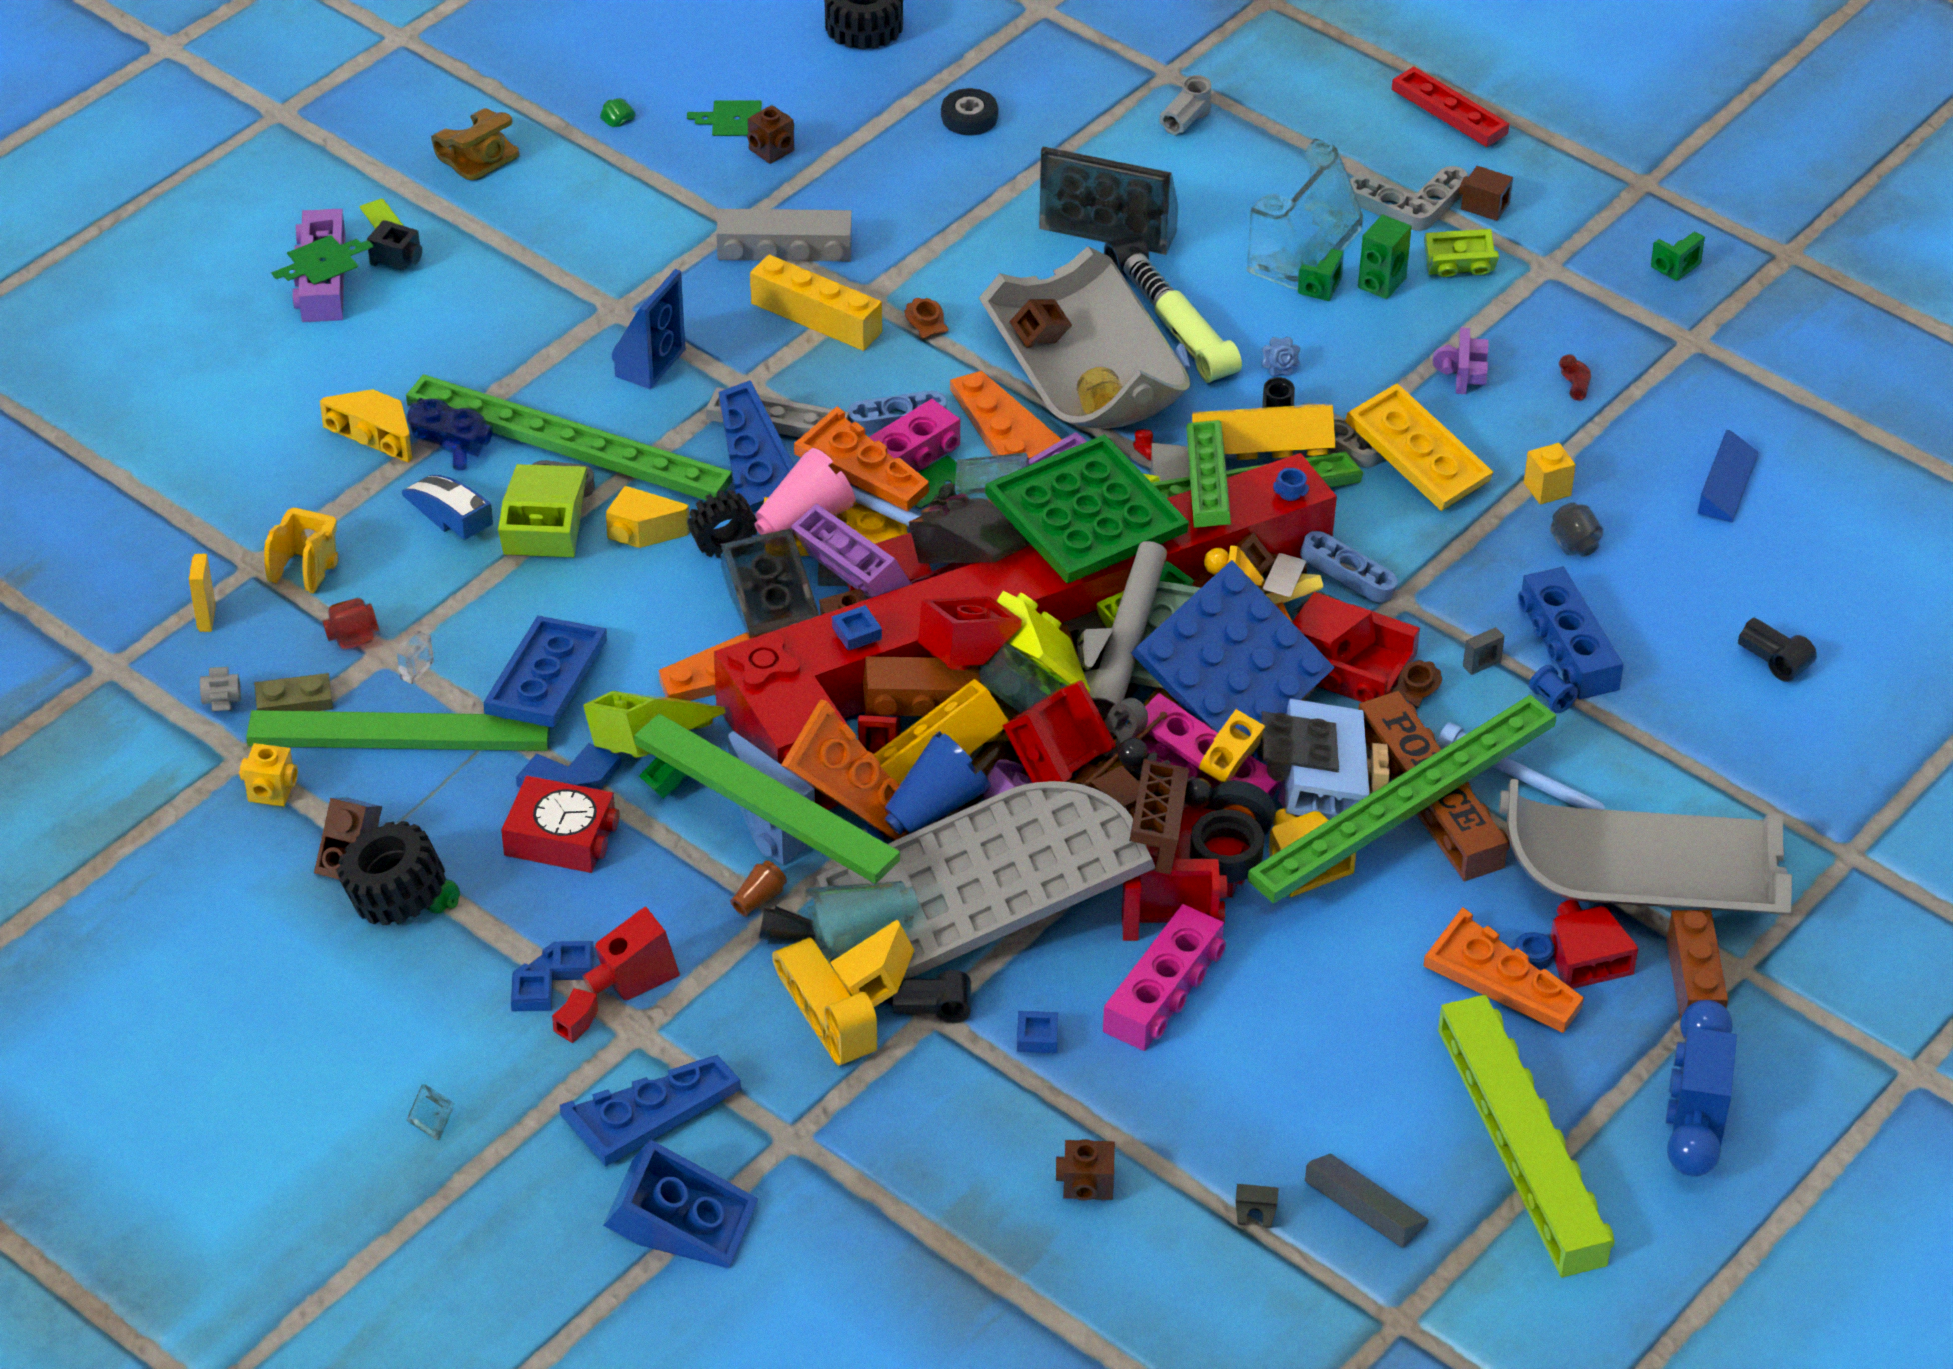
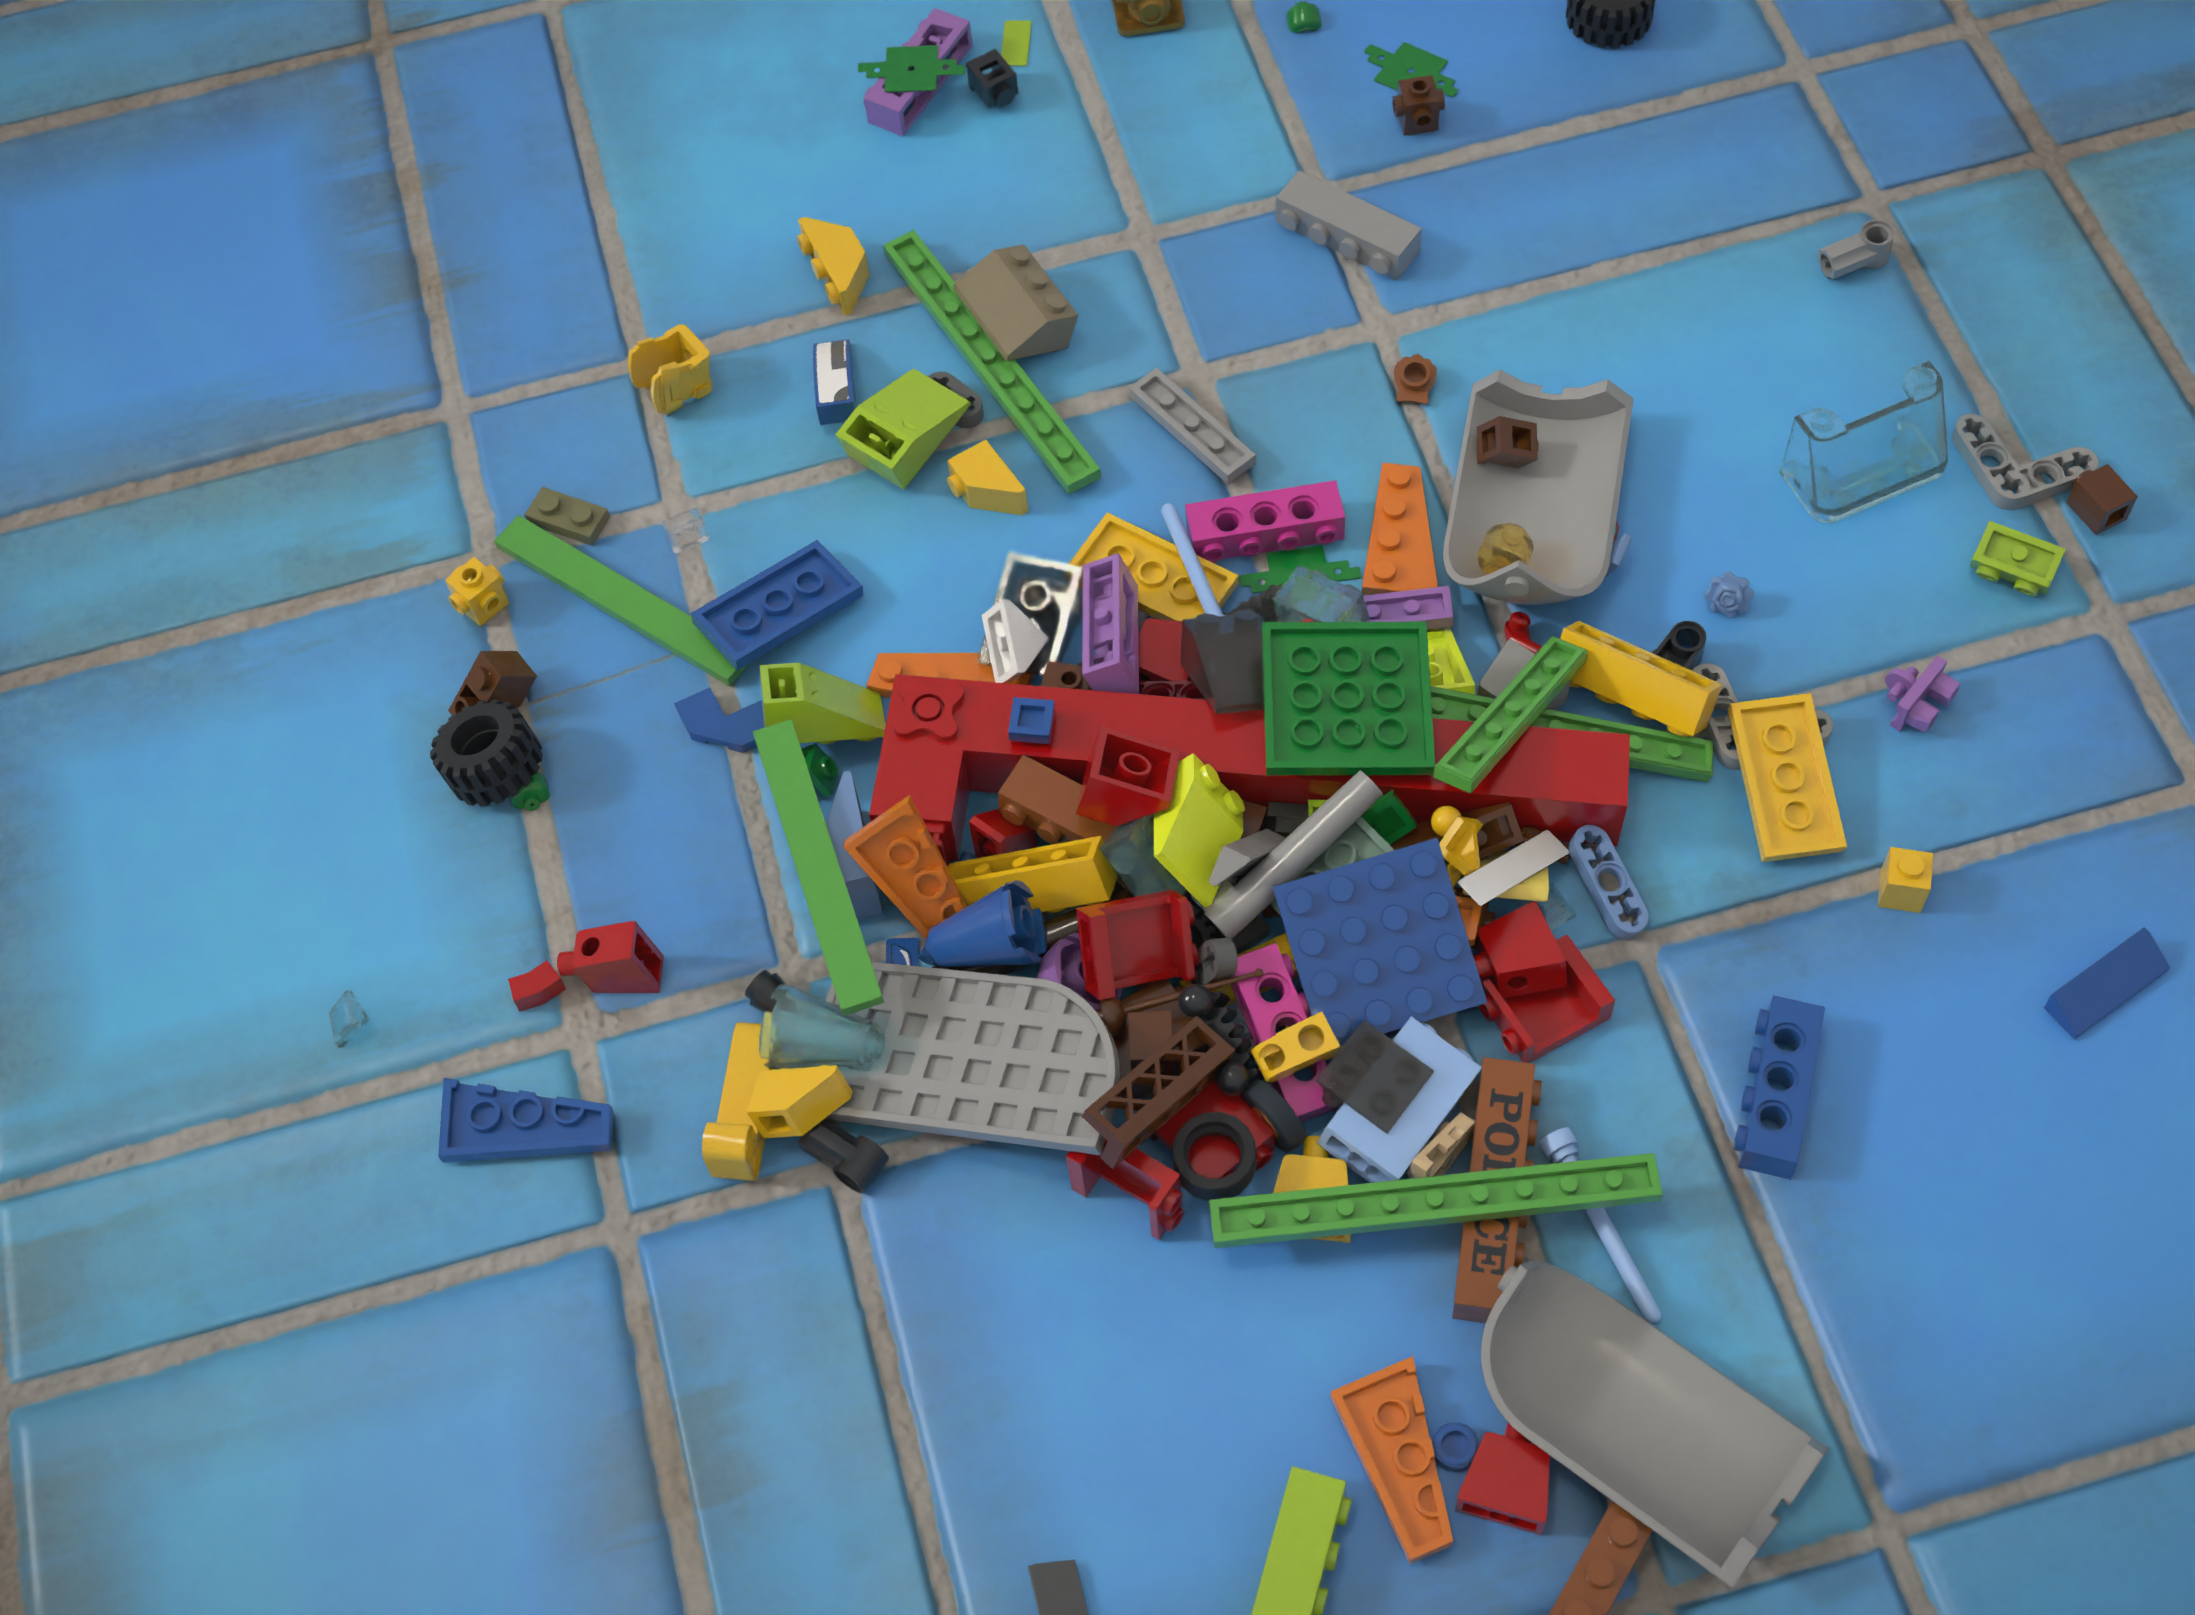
camera: 40 degrees right, 15 degrees up
(202, 592) = (556, 374): yellow tile -> none
(220, 689) = (506, 480): light grey gear -> none
(351, 623) = (658, 467): clear red head -> none
(452, 428) = (897, 307): clear blue brick -> none
(559, 824) = (669, 775): red brick -> none
(559, 961) = (534, 928): blue tile -> none
(564, 386) = (1017, 304): none -> dark tan slope
(653, 336) = (1132, 285): blue slope -> none
(680, 1208) = (460, 1254): blue slope -> none
(716, 511) = (1041, 525): black tyre -> none
(753, 444) = (1137, 457): blue wing -> none
(760, 886) = (786, 941): dark orange cone -> none
(769, 602) = (1011, 640): none -> white slope
(804, 486) = (1130, 529): bright pink cone -> none
(816, 302) = (1318, 316): yellow brick -> none
(863, 460) = (1207, 518): orange wing -> none
(873, 407) = (1284, 457): medium blue beam -> none
(969, 111) = (1642, 173): black bush -> none
(1037, 1032) = (906, 1250): blue plate -> none
(1087, 1169) = (824, 1439): reddish brown brick -> none
(1106, 199) = (1675, 336): clear smoke slope -> none
(1164, 977) = (1078, 1240): dark pink brick -> none
(1211, 354) = (1661, 487): yellowish green piece -> none
(1256, 1198) = (958, 1570): pearl dark grey tile -> none
(1291, 484) = (1585, 763): blue plate -> none
(1322, 280) = (1849, 523): green bracket -> none
(1384, 256) = (1920, 530): green brick -> none
(1418, 681) = (1578, 1056): reddish brown animal -> none
(1450, 106) = (2144, 374): red plate -> none
(1483, 651) = (1671, 1058): dark grey tile -> none
(1553, 688) = (1711, 1144): blue bush -> none
(1576, 529) = (1883, 964): clear smoke head -> none
(1577, 374) = (2035, 770): clear red arm -> none
(1784, 655) = (1998, 1241): black piece -> none

